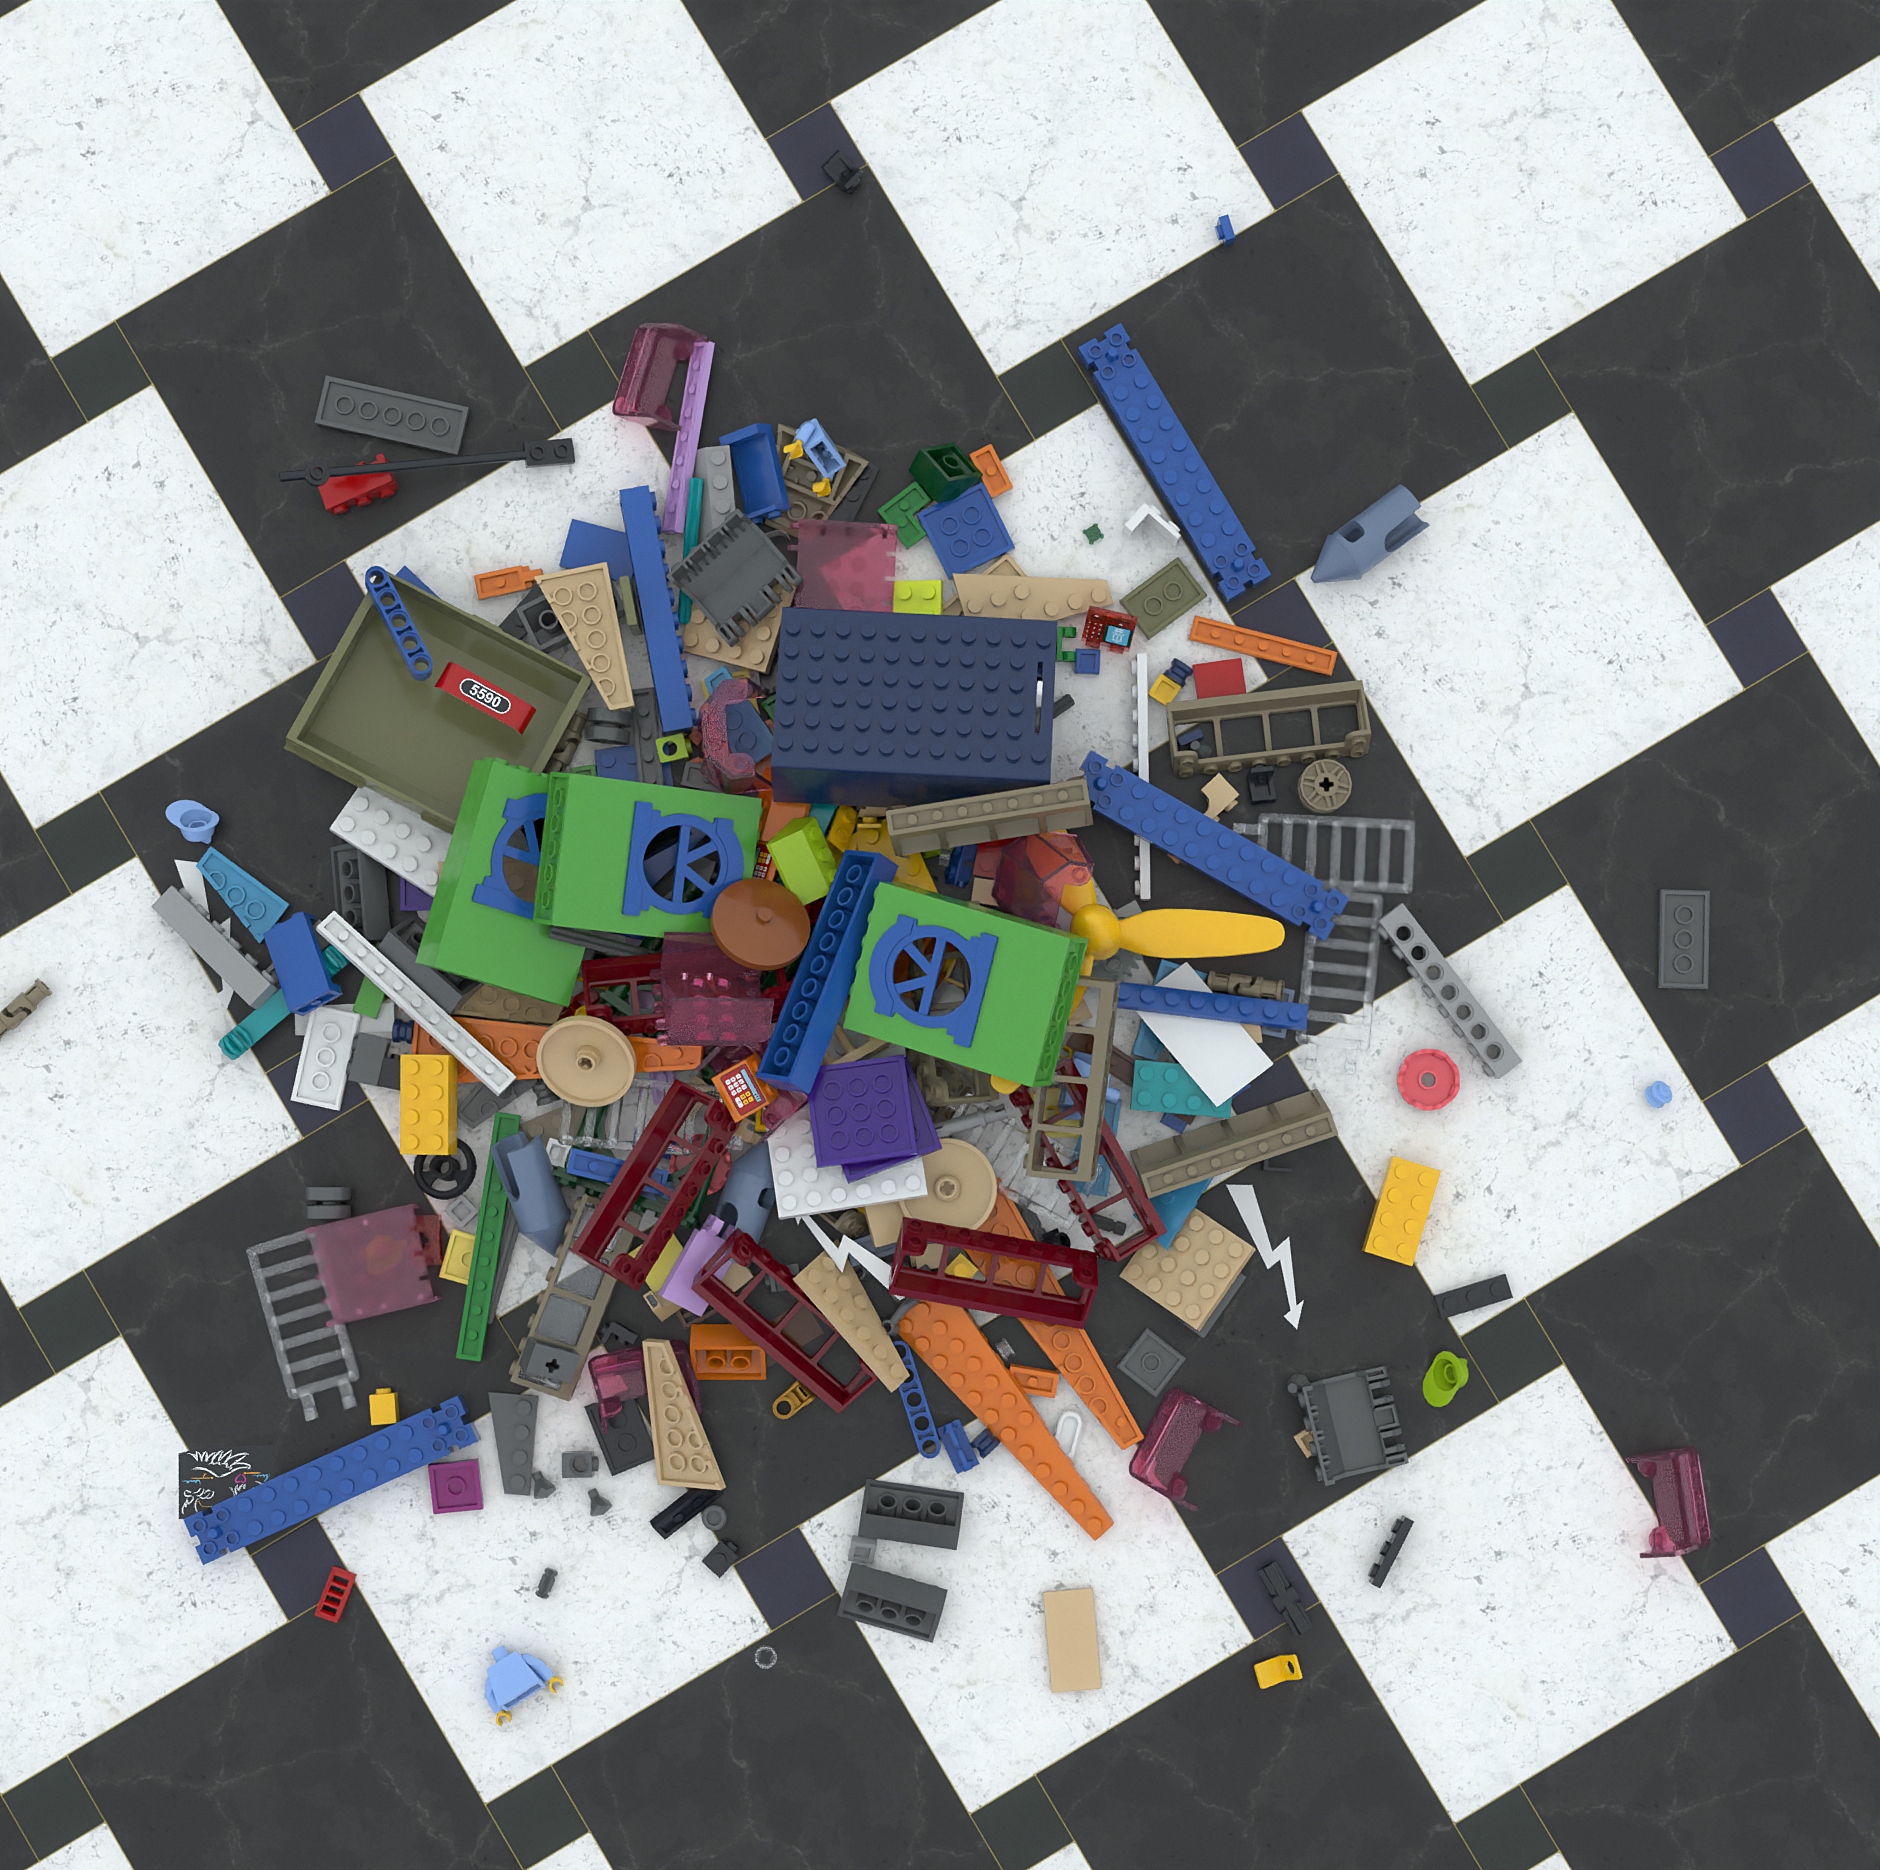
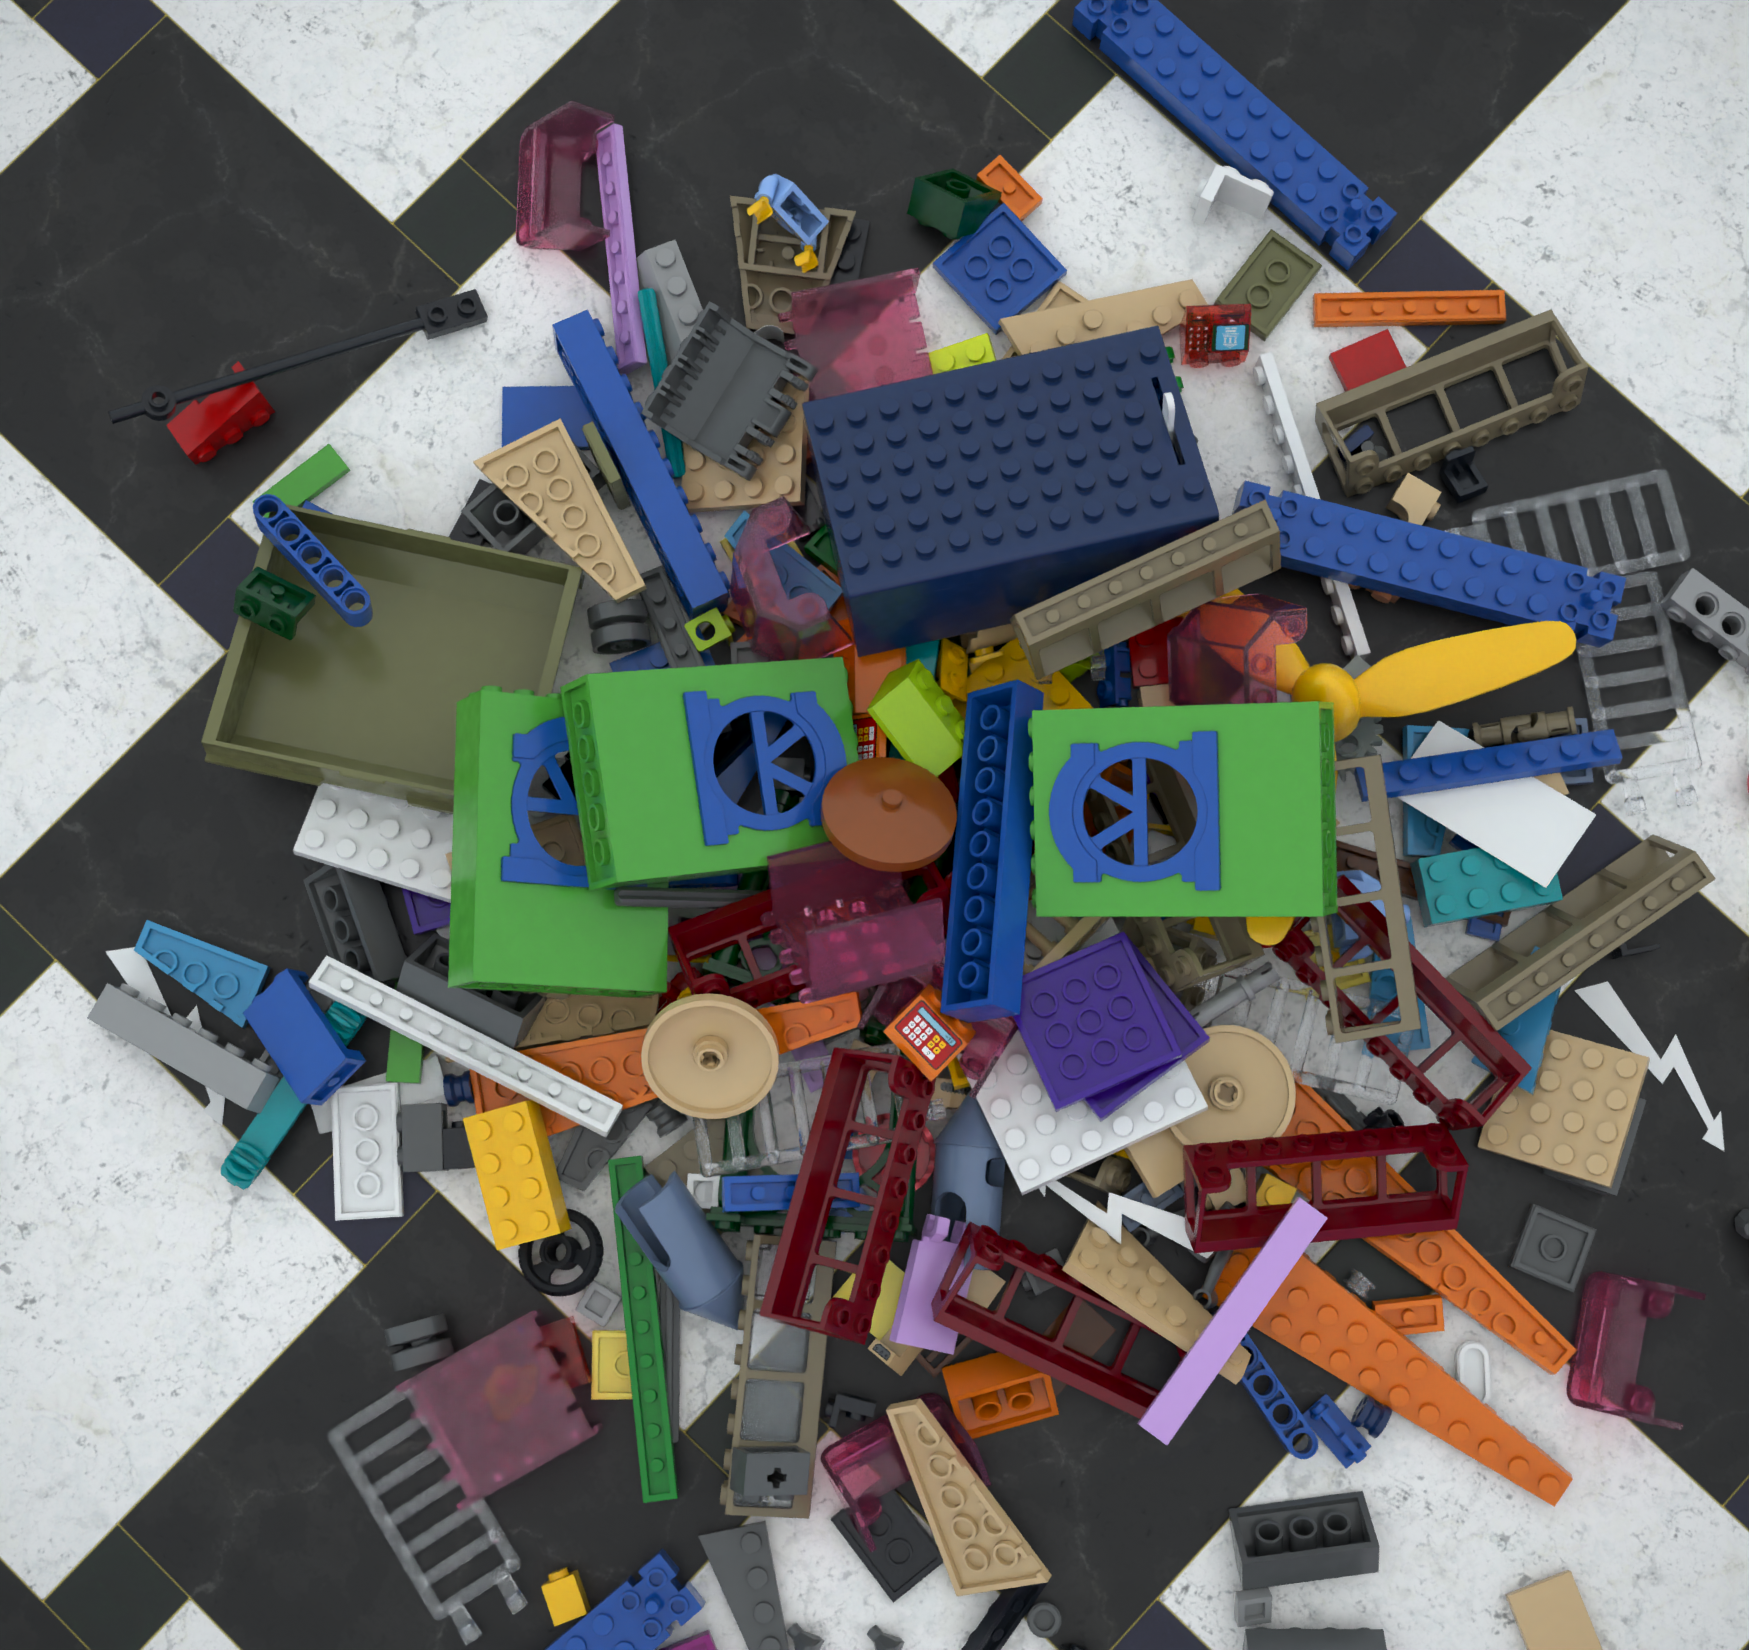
camera: 15 degrees left, 5 degrees down
(193, 819) = (116, 893): light blue piece -> none
(362, 647) = (272, 602): none -> dark green bracket
(392, 415) = (241, 322): dark grey plate -> none
(406, 551) = (309, 478): none -> bright green tile
(486, 696) = (452, 623): red sticker -> none
(505, 581) = (439, 486): orange hinge -> none
(565, 750) = (573, 649): dark tan piece -> none
(569, 1469) = (834, 1610): dark grey brick -> none
(758, 471) = (719, 260): blue panel -> none
(795, 1398) = (1106, 1428): pearl gold piece -> none
(900, 1347) = (1232, 1321): none -> lavender tile
(901, 511) = (920, 252): green plate -> none
(1087, 661) = (1198, 386): blue tile -> none
(1093, 533) = (1157, 230): clear green piece -> none
(1108, 1224) = (1455, 1084): dark grey axle -> none
(1164, 690) = (1305, 393): yellow plate -> none
(1178, 672) = (1316, 367): dark blue wheel -> none
(1313, 796) = (1540, 470): dark tan wheel -> none
(1369, 537) = (1487, 163): sand blue piece -> none

